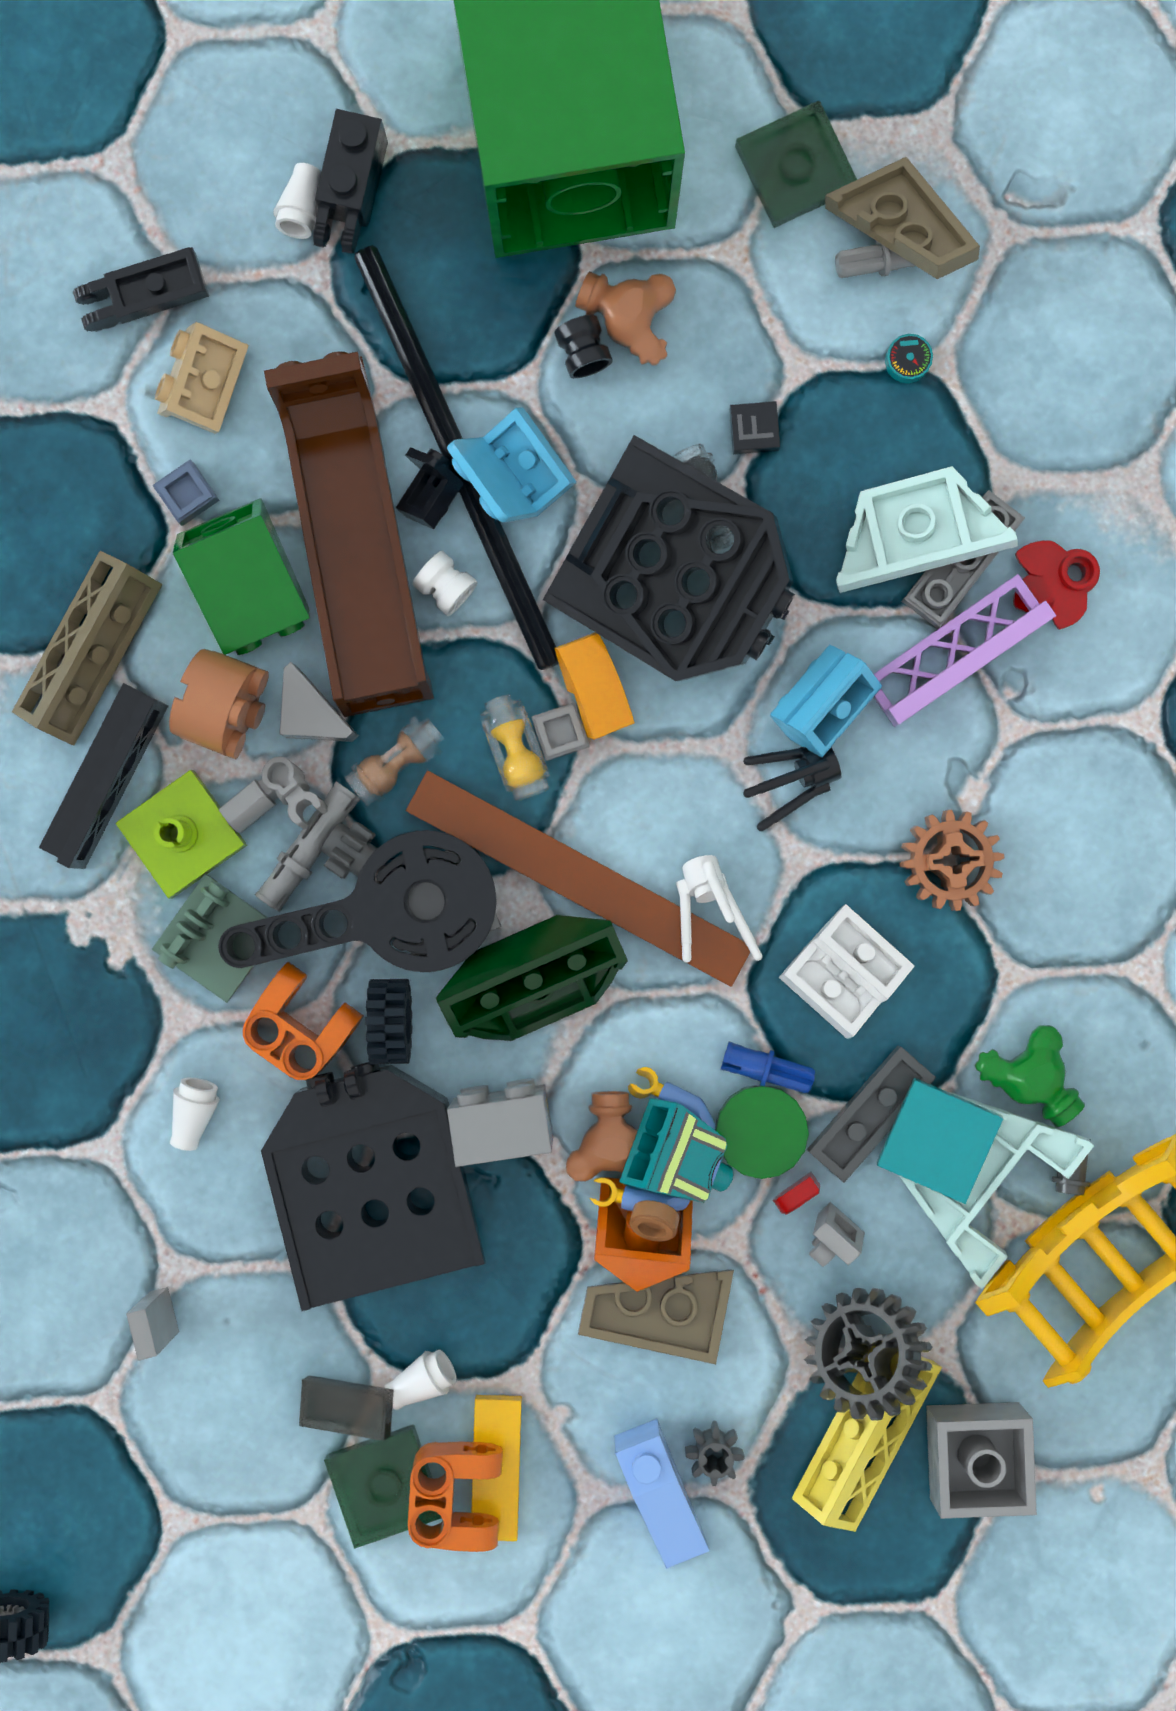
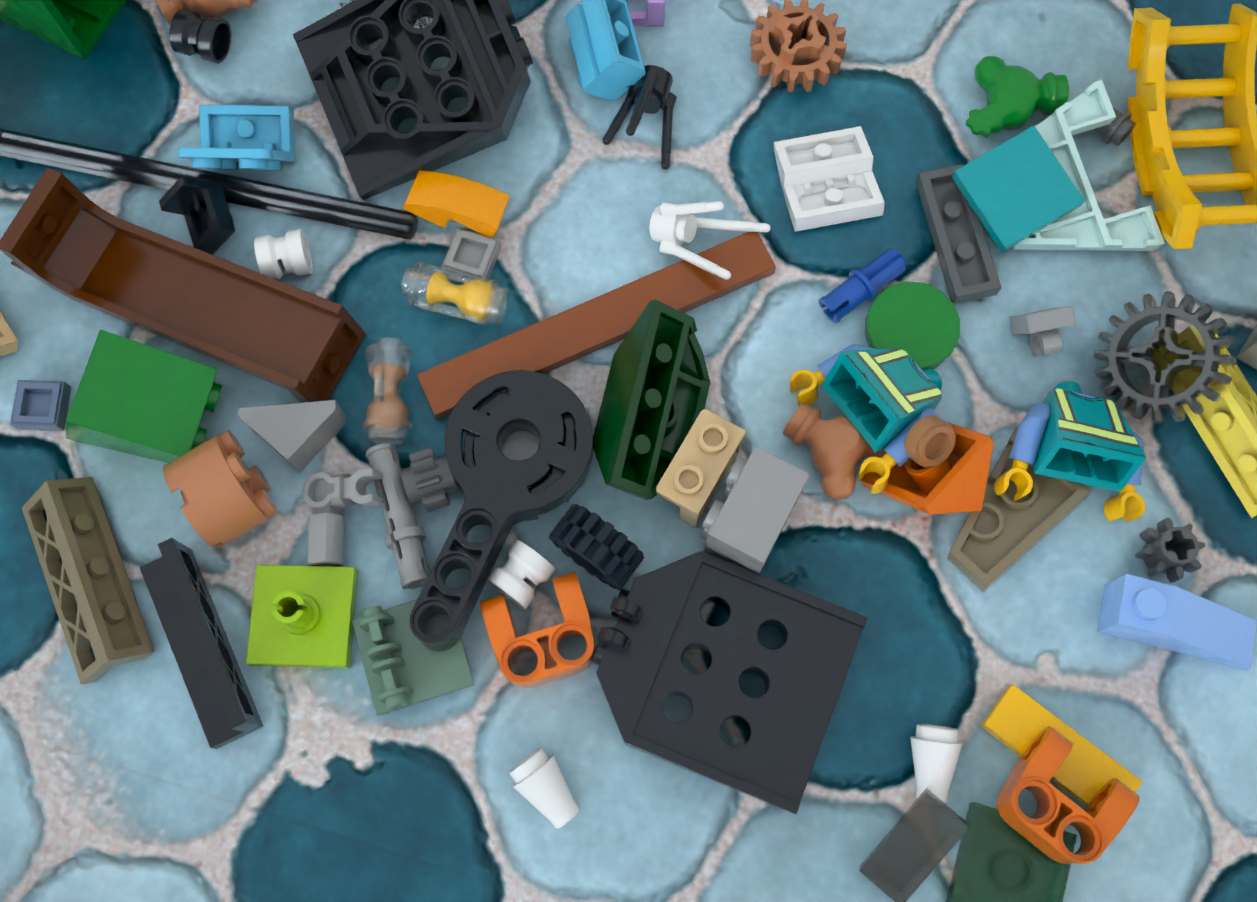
camera: 50 degrees left, 15 degrees down
(330, 976) = (521, 574): none -> white wheel
(512, 1053) = (701, 465): none -> tan bracket
(747, 1329) = (1080, 442): none -> torso
(797, 1194) = (985, 329): red tile -> none

